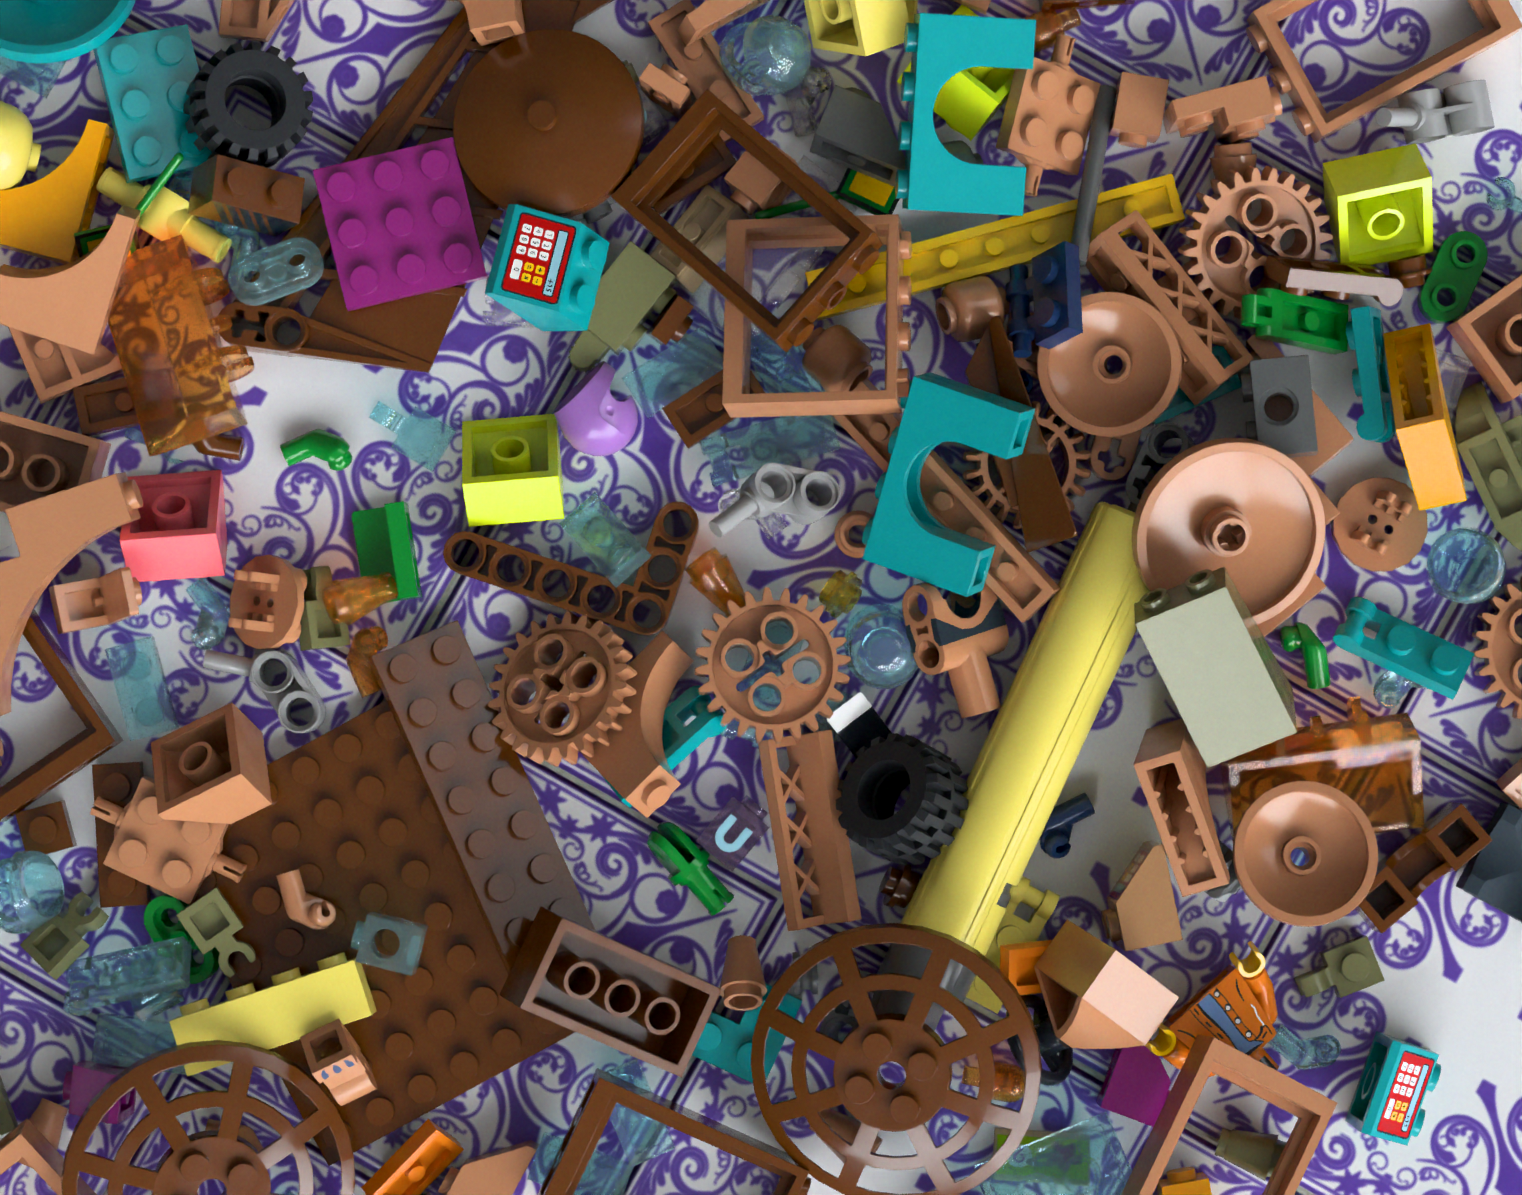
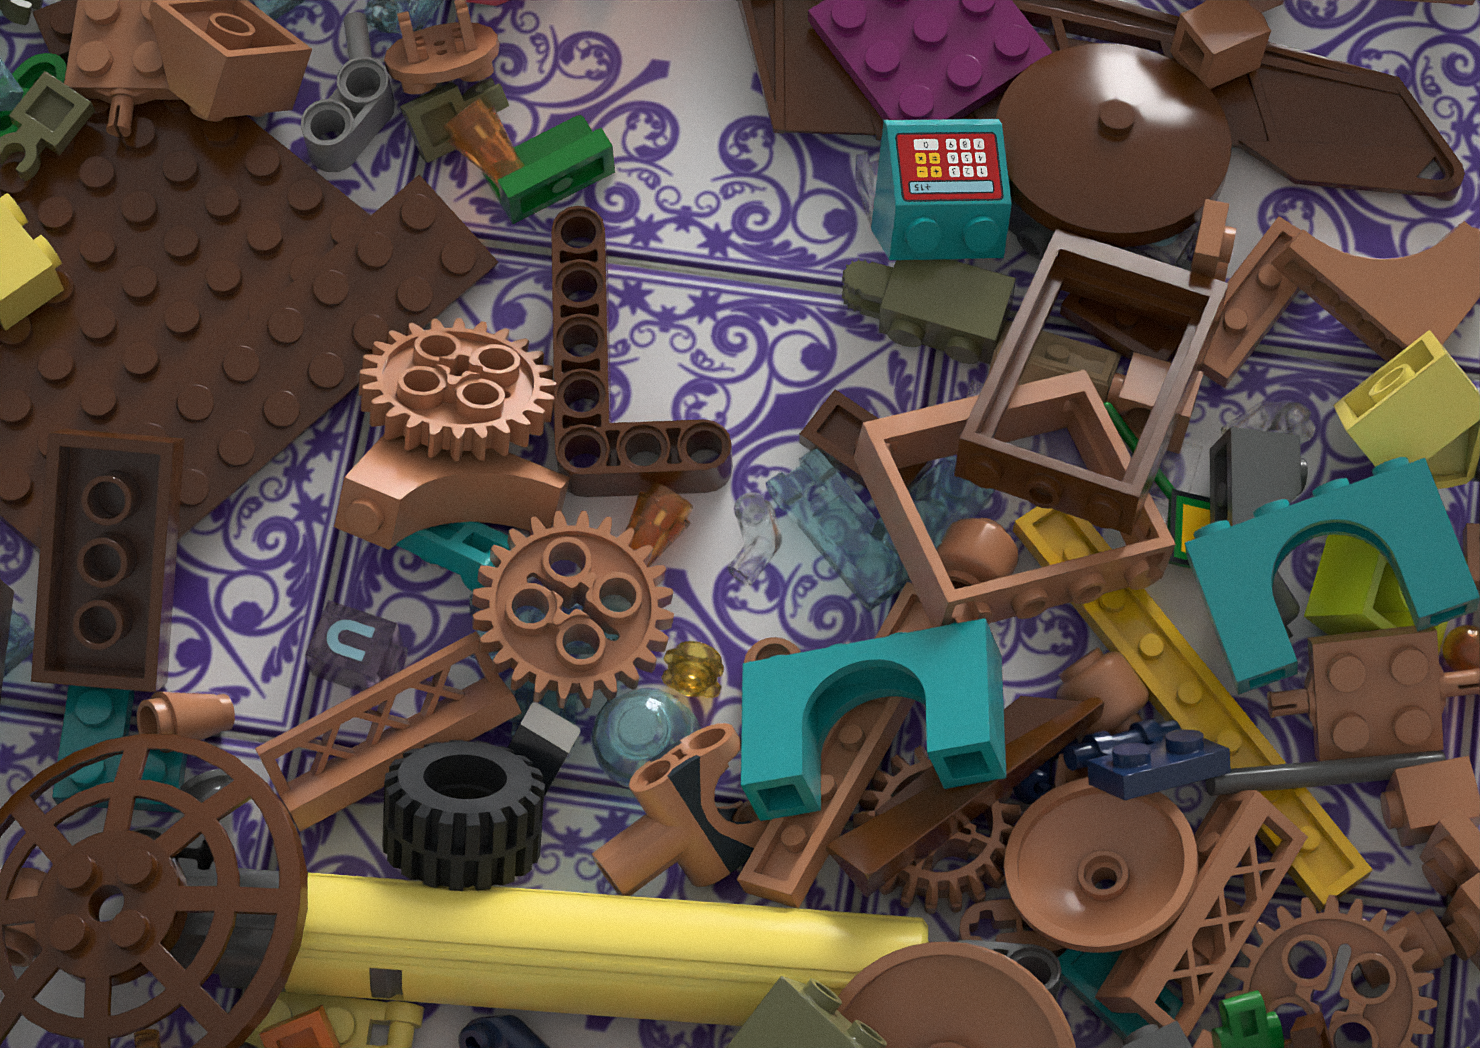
camera: 70 degrees right, 20 degrees down
(303, 906) = (102, 204): nougat arm -> none
(321, 445) = (644, 50): green arm -> none
(364, 645) = (435, 173): clear orange arm -> none
(411, 943) = (91, 329): clear light blue brick -> none
(419, 436) = (697, 152): clear light blue plate -> none
(512, 470) = (694, 256): neon yellow slope -> none
(593, 418) = (788, 318): medium lavender helmet -> none
(605, 539) = (652, 378): clear light blue plate -> none
(672, 322) = (941, 364): reddish brown plate -> none
(674, 372) = (876, 381): clear light blue plate -> none
(688, 866) = (291, 620): green arm -> none
(774, 55) = (1301, 353): clear light blue helmet -> none
(789, 496) = (802, 560): light grey beam -> none
(899, 885) = (358, 861): reddish brown plate -> none

